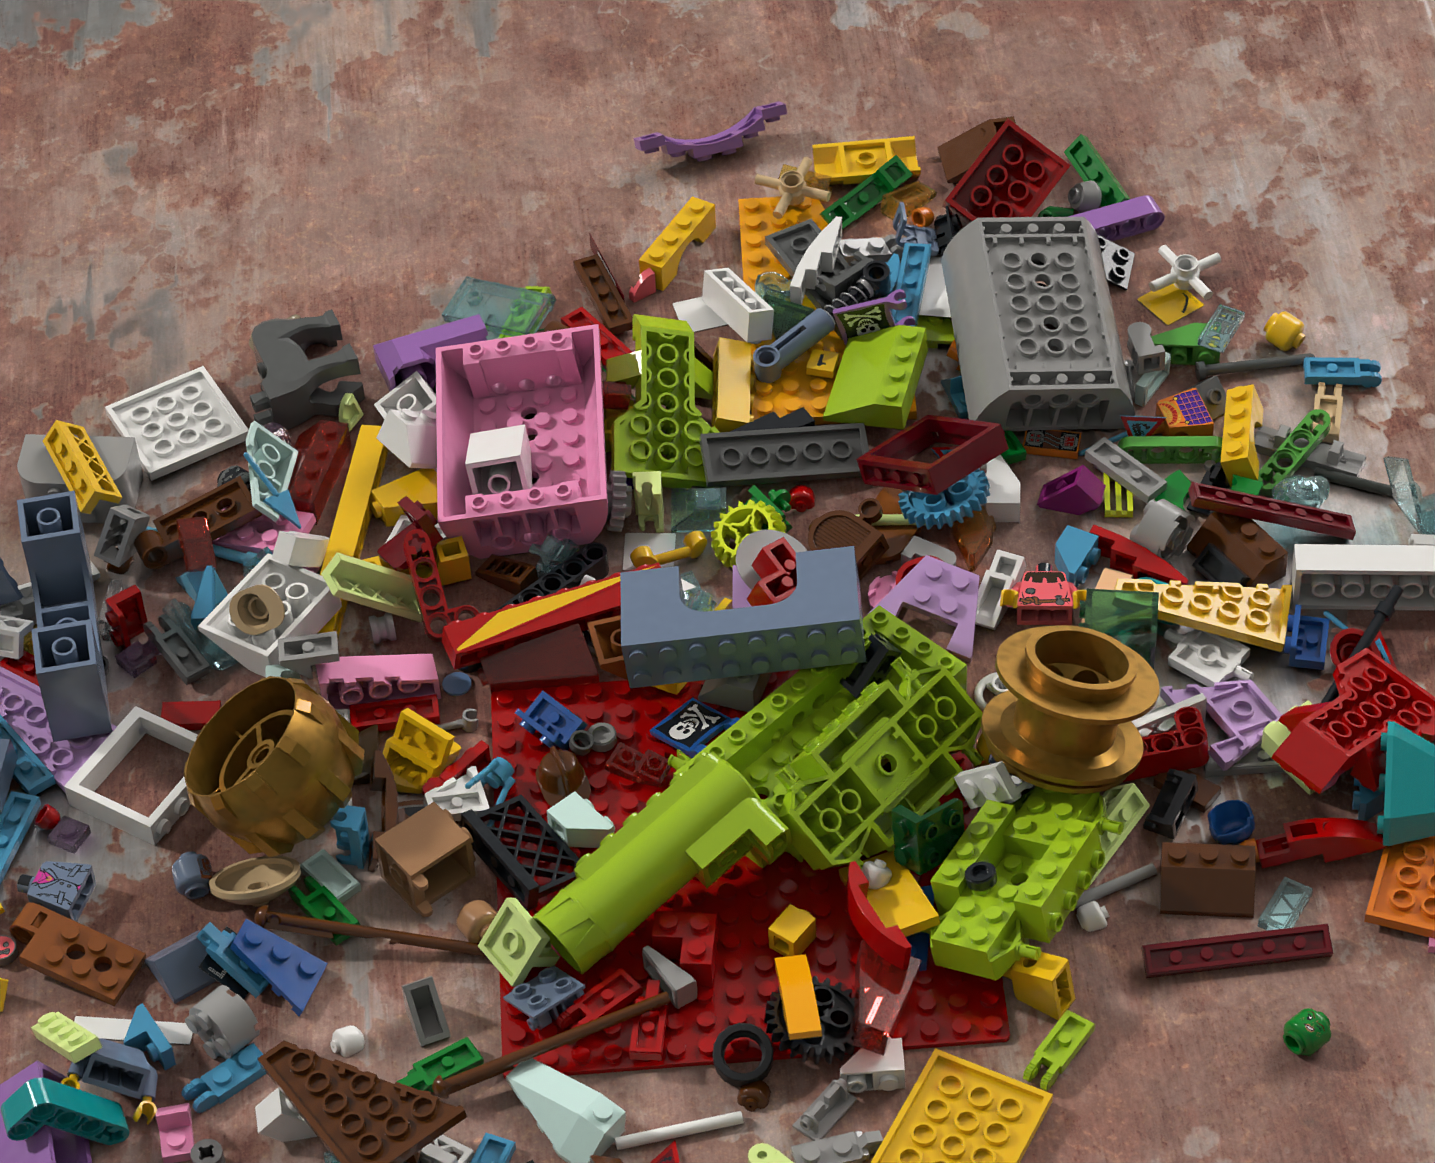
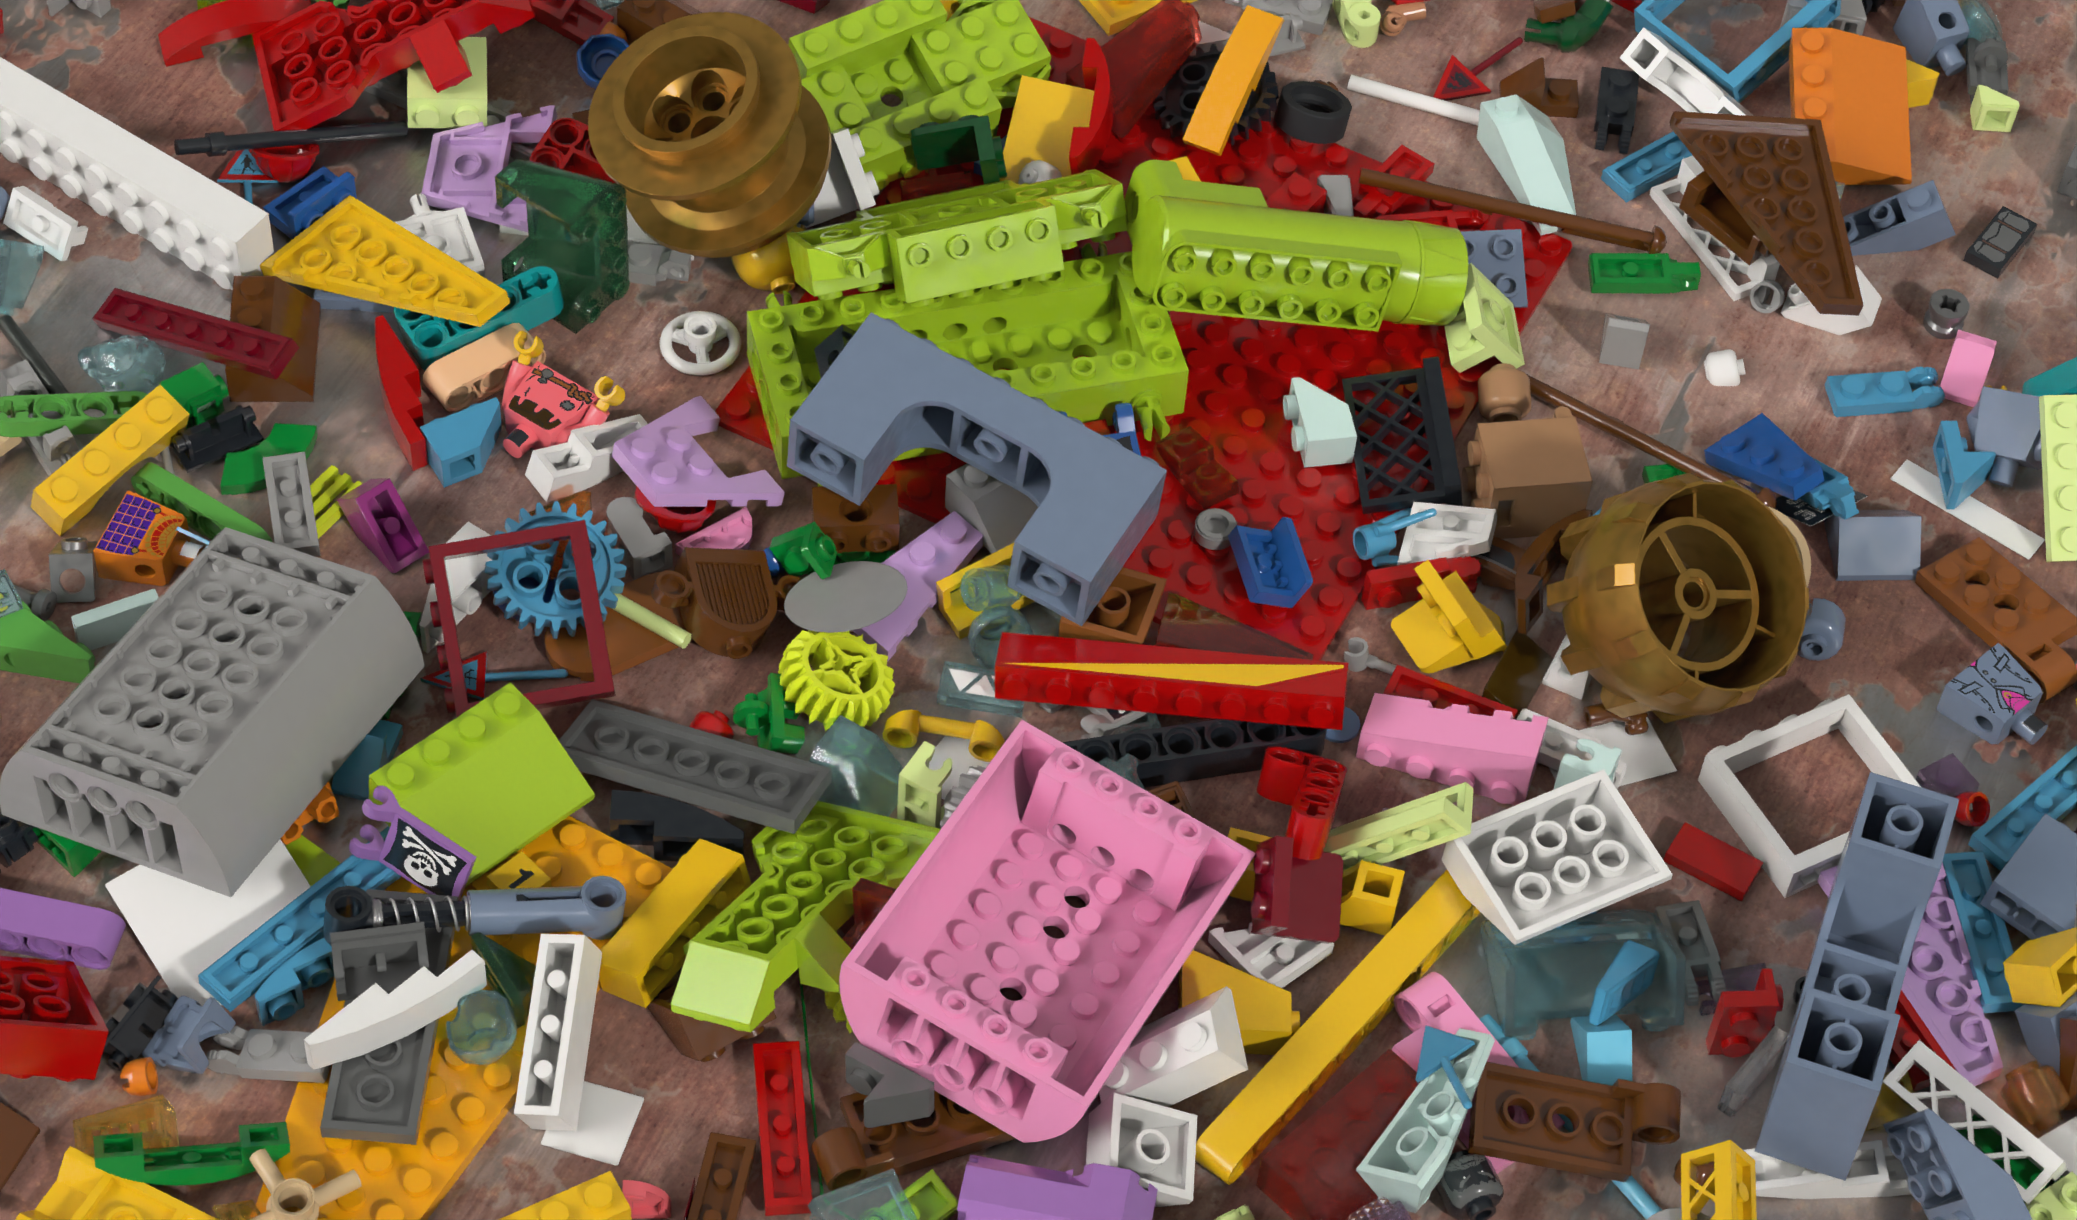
camera: 155 degrees left, 5 degrees up
(120, 530) = (1682, 1130): light grey torso -> none
(196, 543) = (1599, 1048): clear red slope -> none
(222, 1023) = (1869, 417): light grey brick -> none
(257, 609) = (1582, 810): tan piece -> none
(300, 549) = (1464, 917): white slope -> none
(304, 651) = (1552, 743): light grey slope -> none
(499, 460) = (1099, 927): slope -> none
(561, 775) = (1303, 497): reddish brown piece -> none
(584, 740) = (1250, 512): dark grey hinge -> none
(777, 572) = (873, 535): red brick -> none
(981, 876) = (951, 69): black tile -> none
(1142, 349) = (110, 618): light grey leg -> none
(1163, 529) = (339, 390): light grey brick -> none
(1218, 567) = (316, 330): black tile -> none

